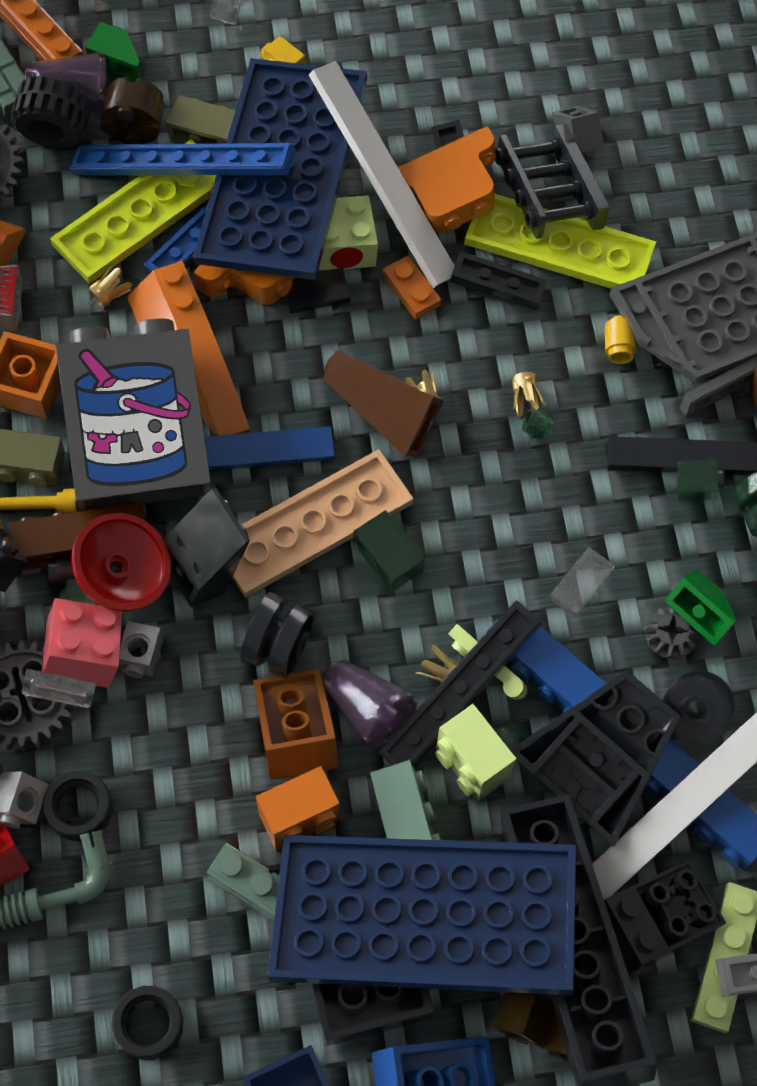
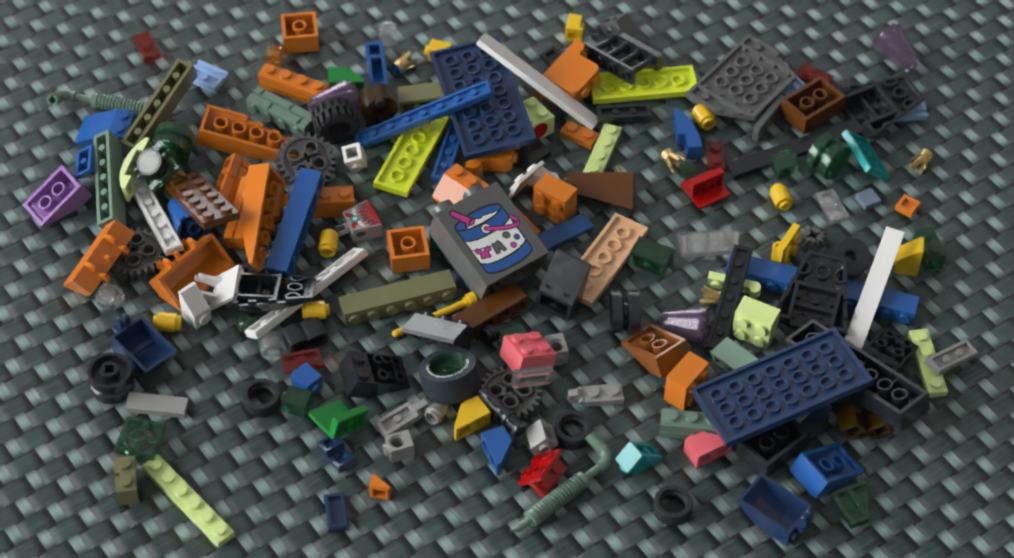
camera: 25 degrees left, 15 degrees down
(46, 185) = (354, 157): none -> white brick
(104, 289) = (418, 198): pearl gold piece -> none
(130, 546) = (525, 308): red dish -> none
(146, 907) = (637, 457): none -> teal slope
(158, 759) = (597, 395): none -> light grey hinge
(179, 46) = (376, 63): none -> blue slope
(217, 61) = (402, 64): none -> pearl gold piece
(251, 939) = (704, 448): none -> coral slope
(288, 331) = (533, 175): none -> white plate
(293, 386) = (554, 199): none -> orange brick
(427, 332) = (603, 148): none -> yellowish green plate
(491, 566) = (706, 243): none -> clear slope
(511, 103) = (574, 27): none -> yellow brick
(549, 468) = (706, 188): none -> red bracket
(573, 360) = (686, 135): none -> blue slope
(582, 582) = (755, 233): clear tile -> none
(599, 416) = (715, 155): none -> clear red plate
(606, 636) = (787, 247): none -> yellow plate
(660, 536) = (781, 197): none -> yellow brick
(702, 606) = (823, 217): green slope -> none
(736, 582) = (832, 206): none -> clear plate

